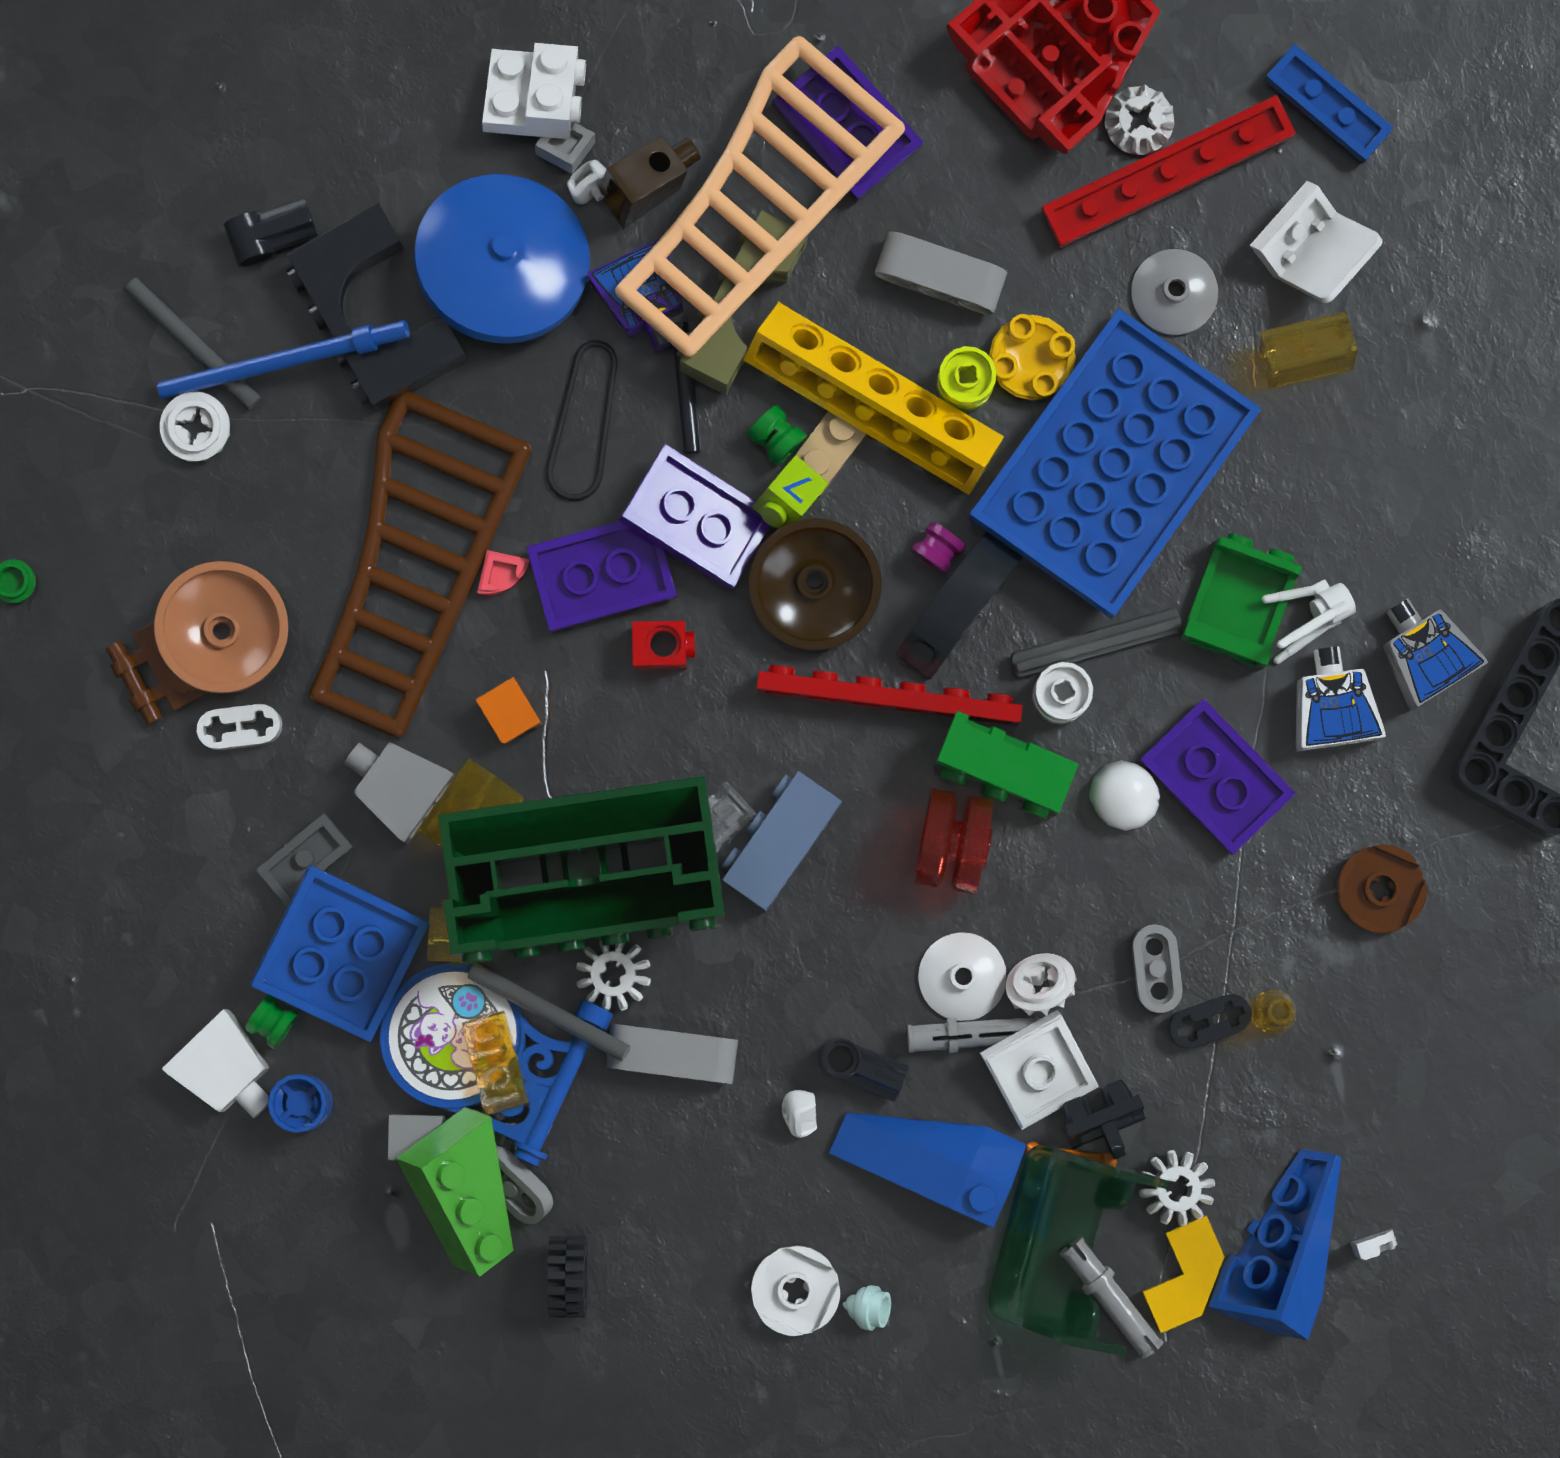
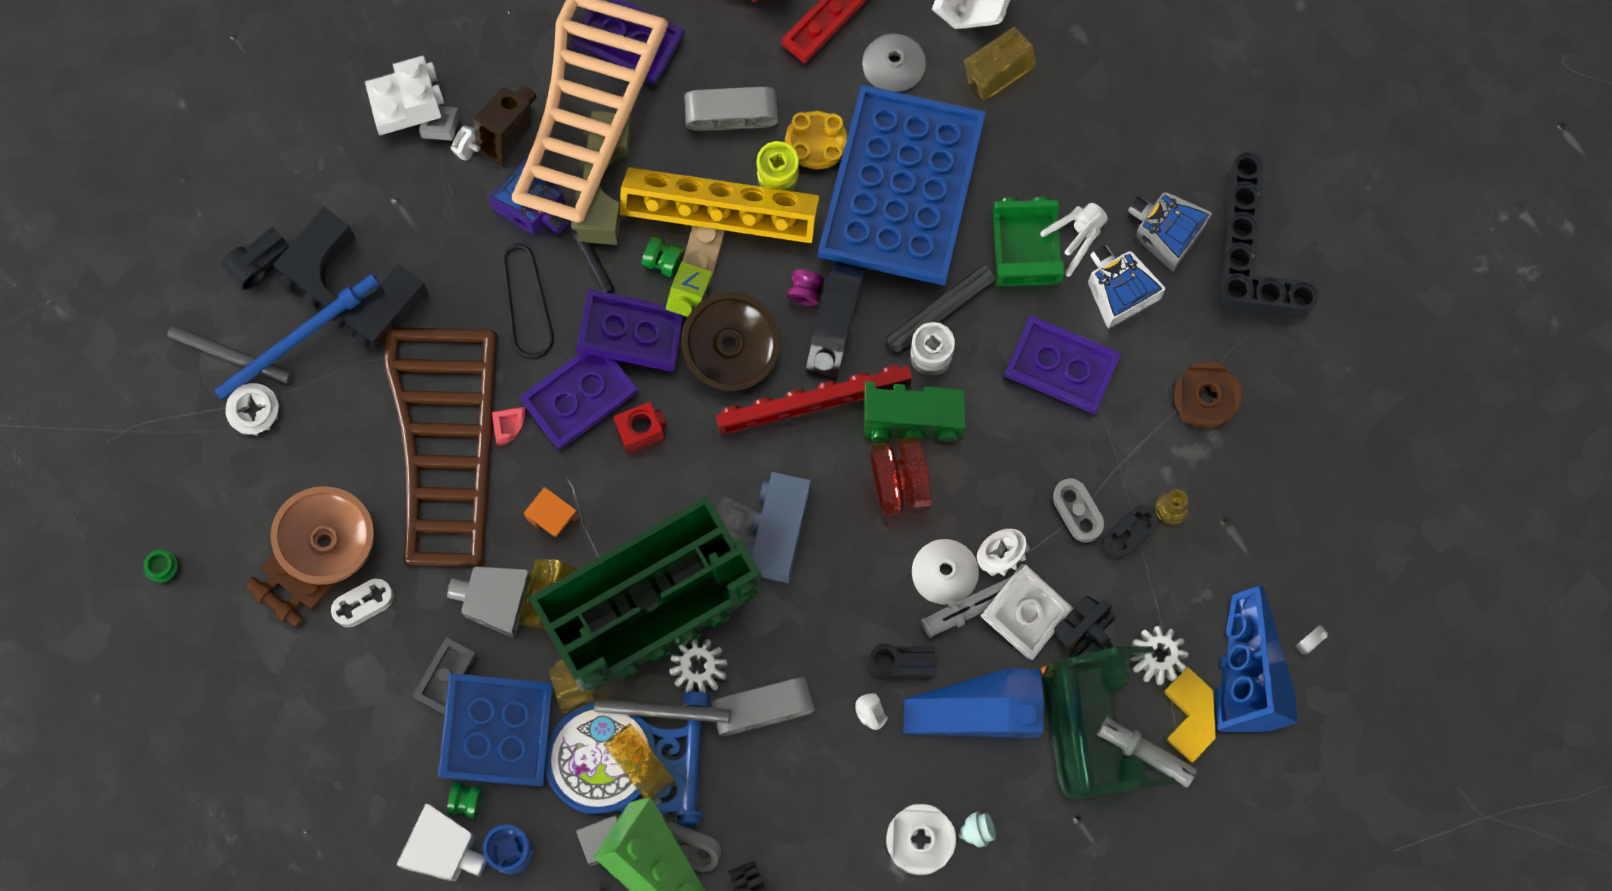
camera: 20 degrees left, 10 degrees down
(501, 258) = (425, 212): blue dish -> none
(1124, 795) = (1004, 402): white hair -> none

